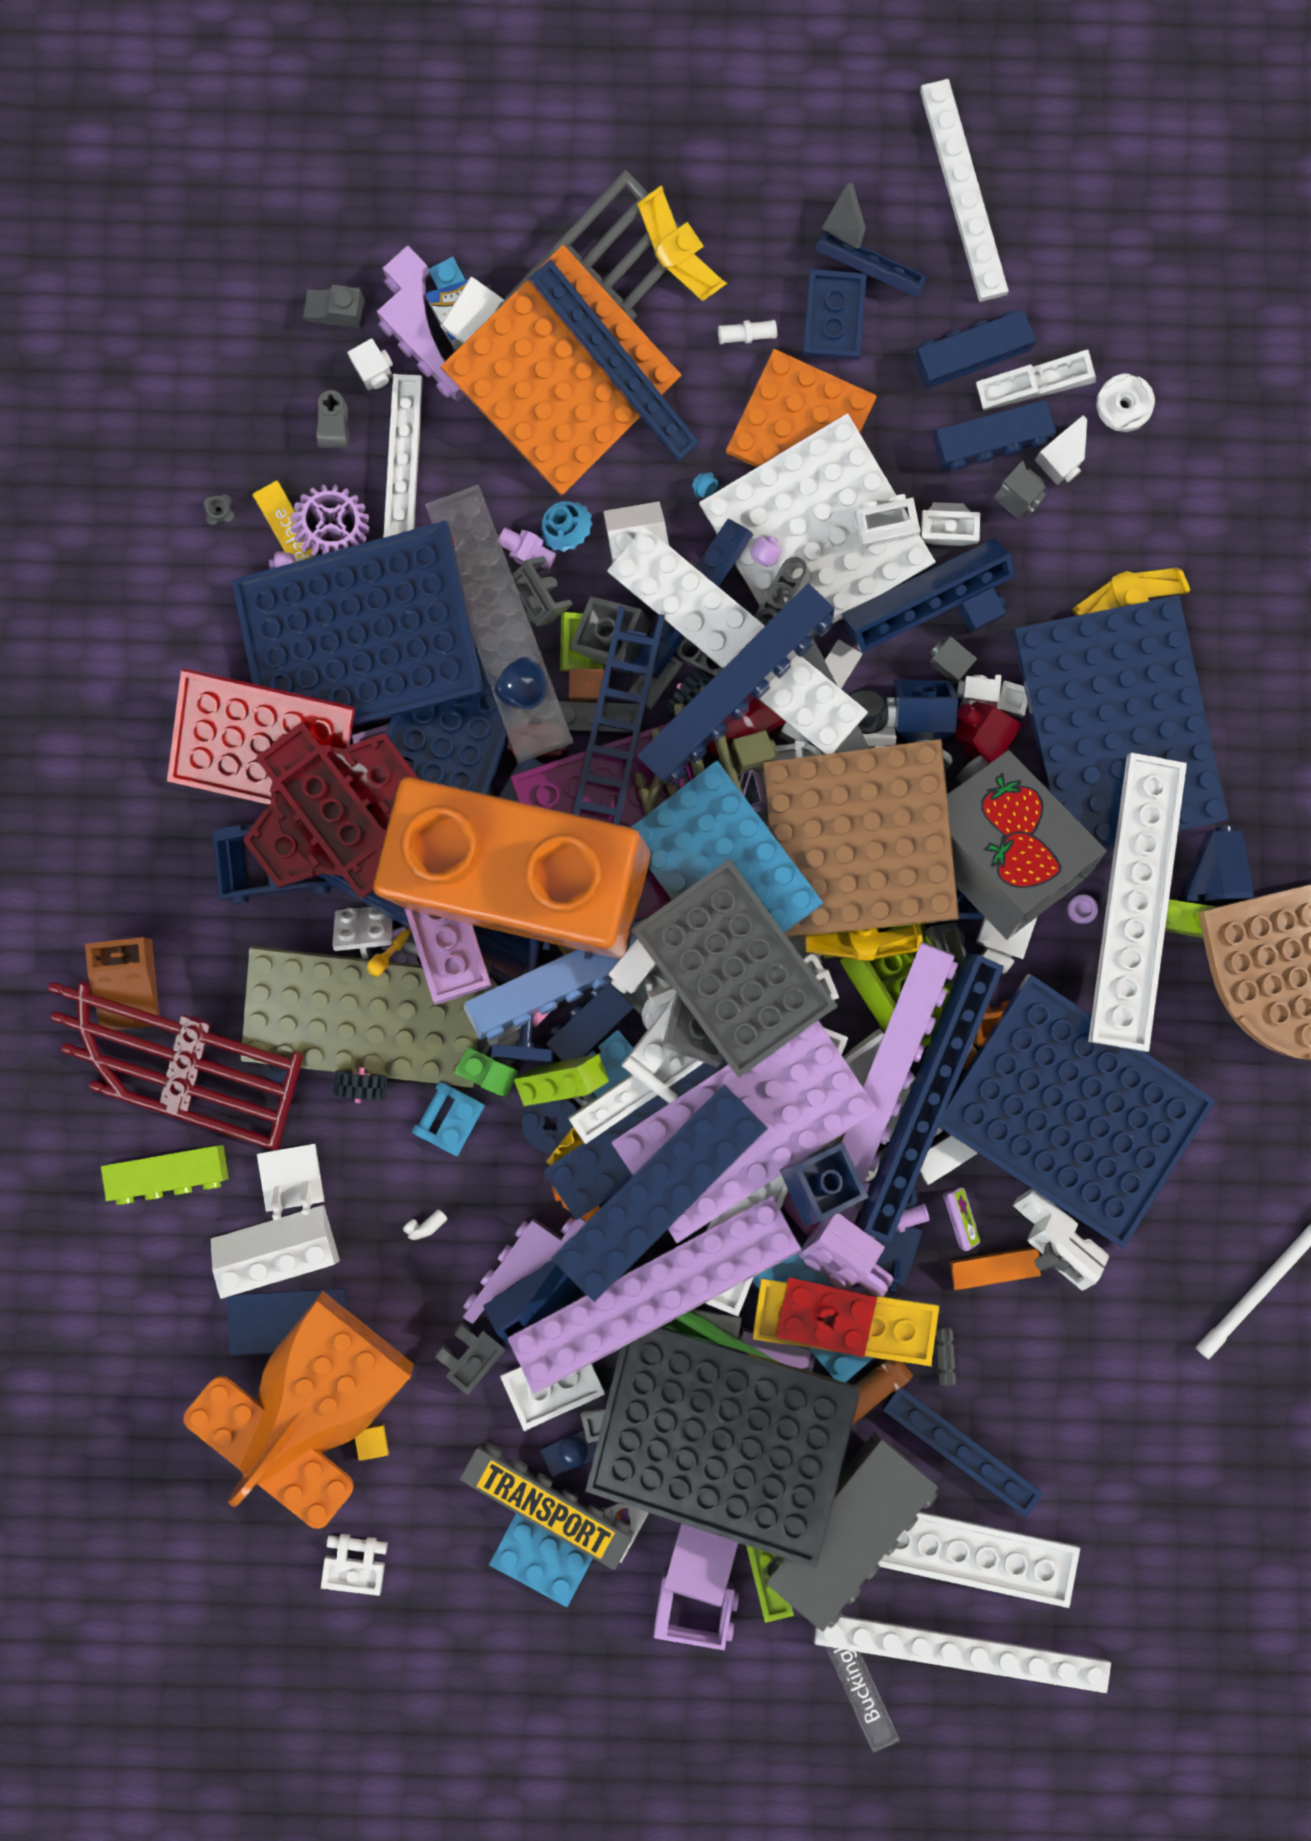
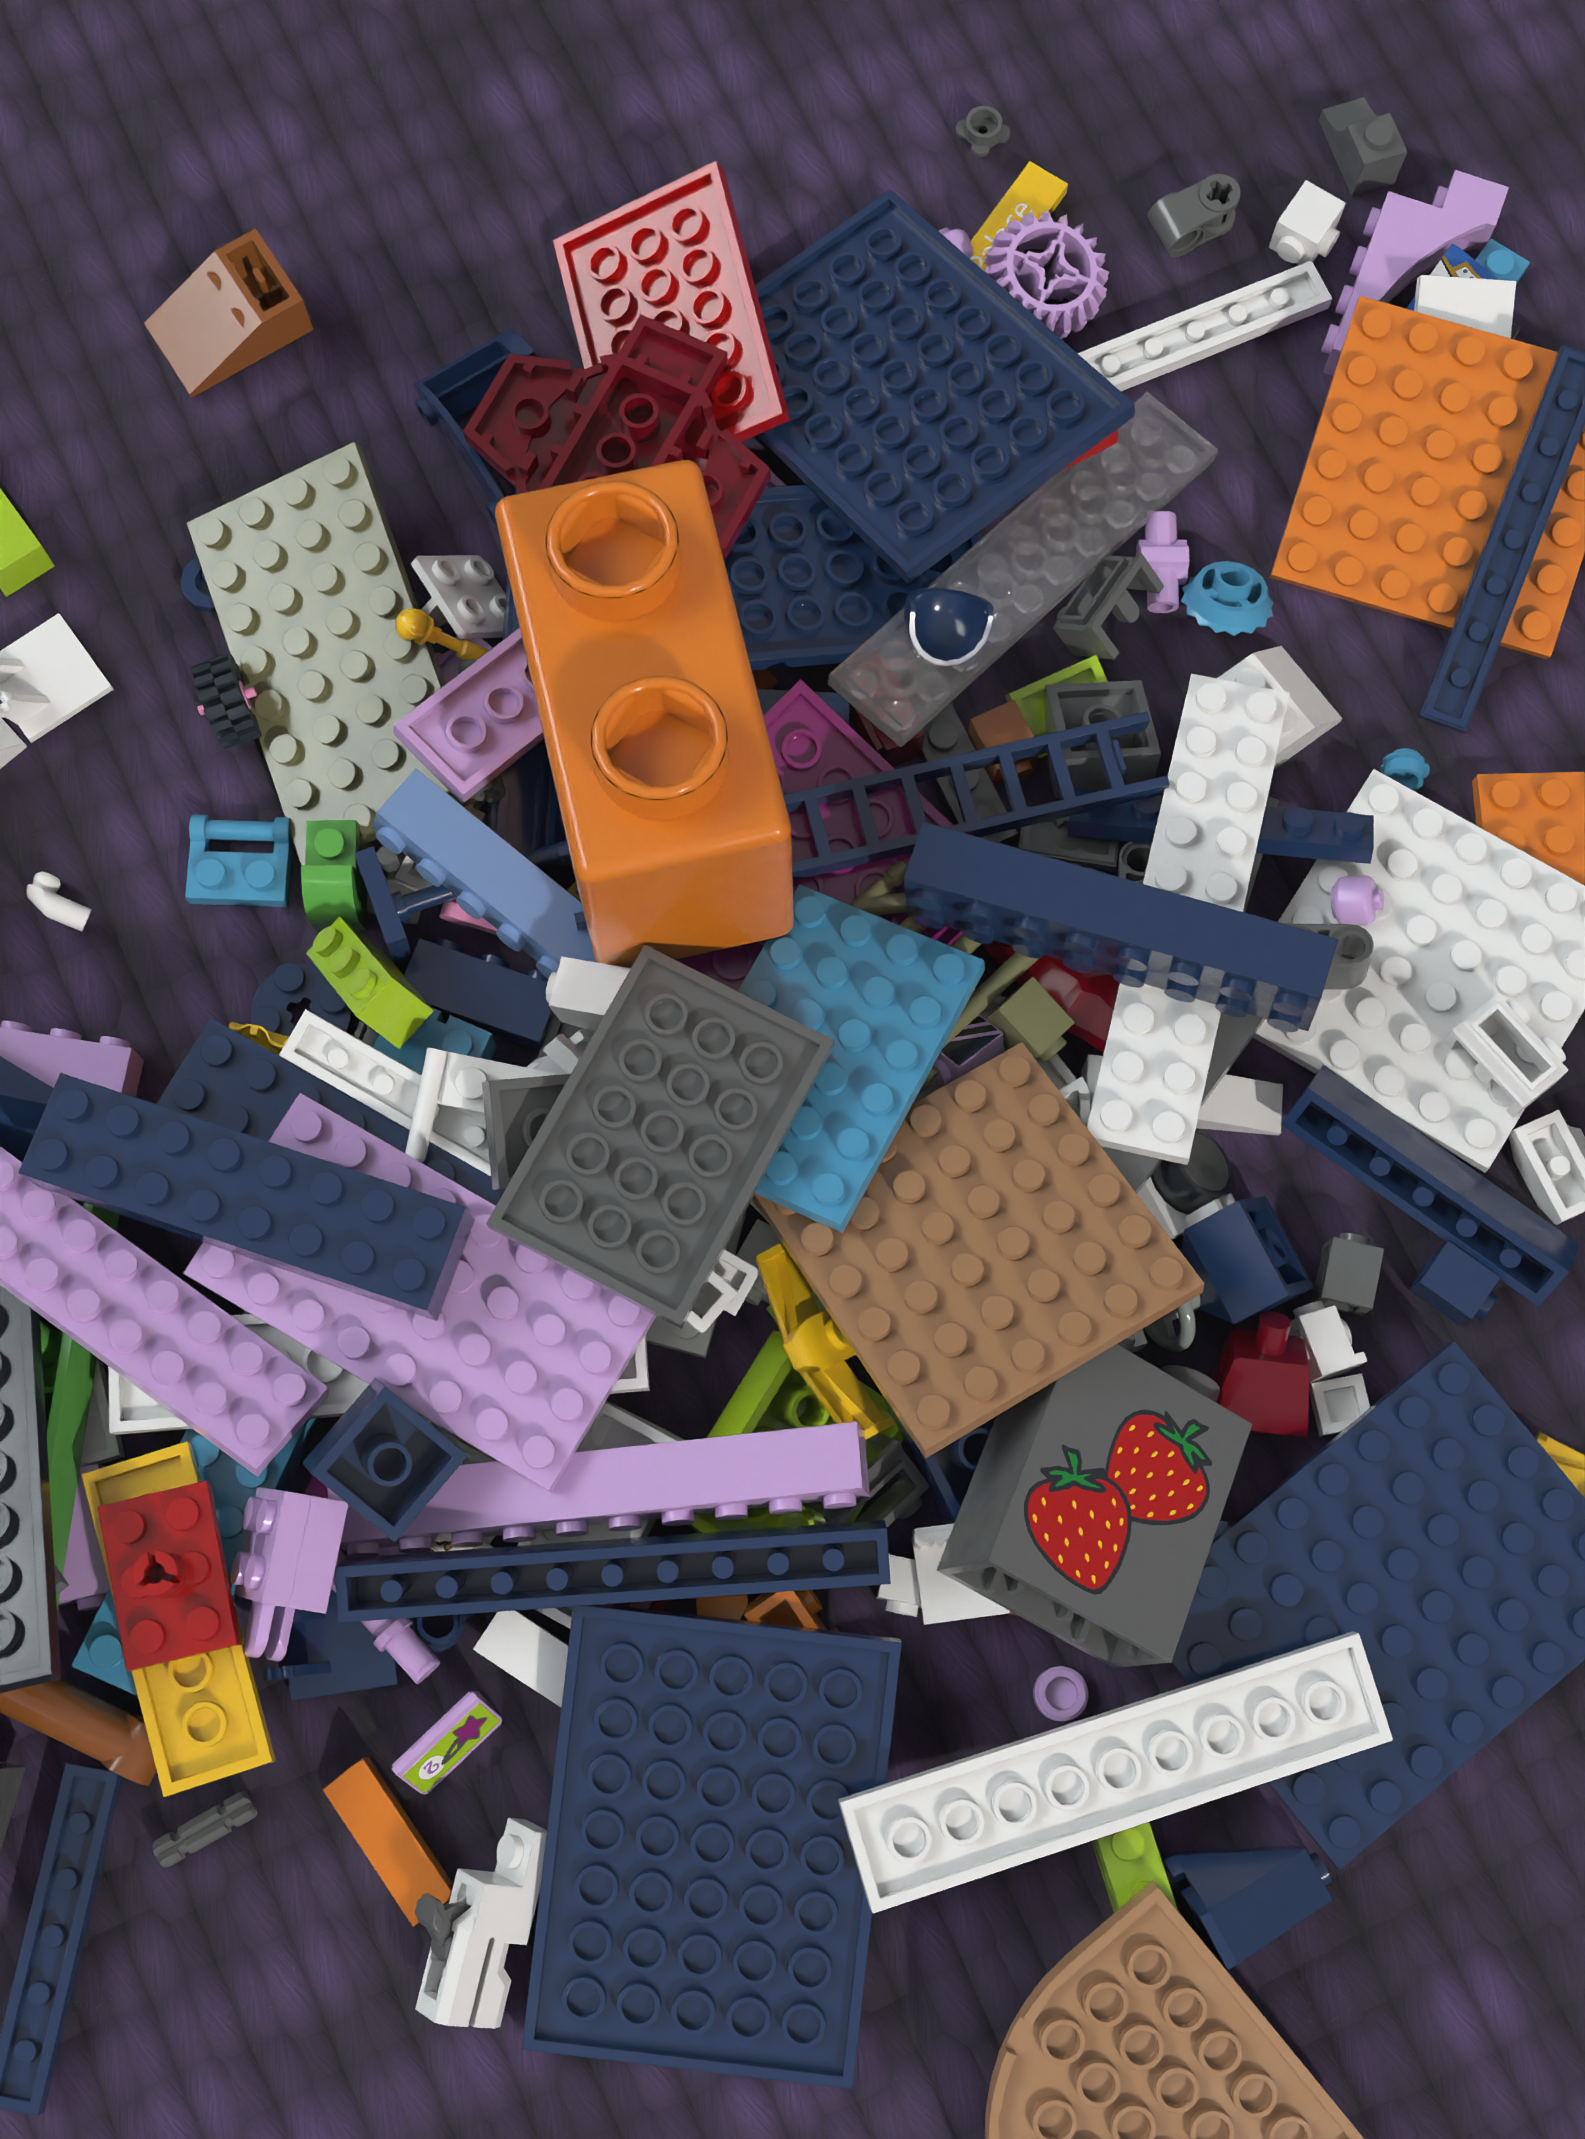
camera: 65 degrees right, 10 degrees down
(183, 1067) = (139, 449): dark red piece -> none

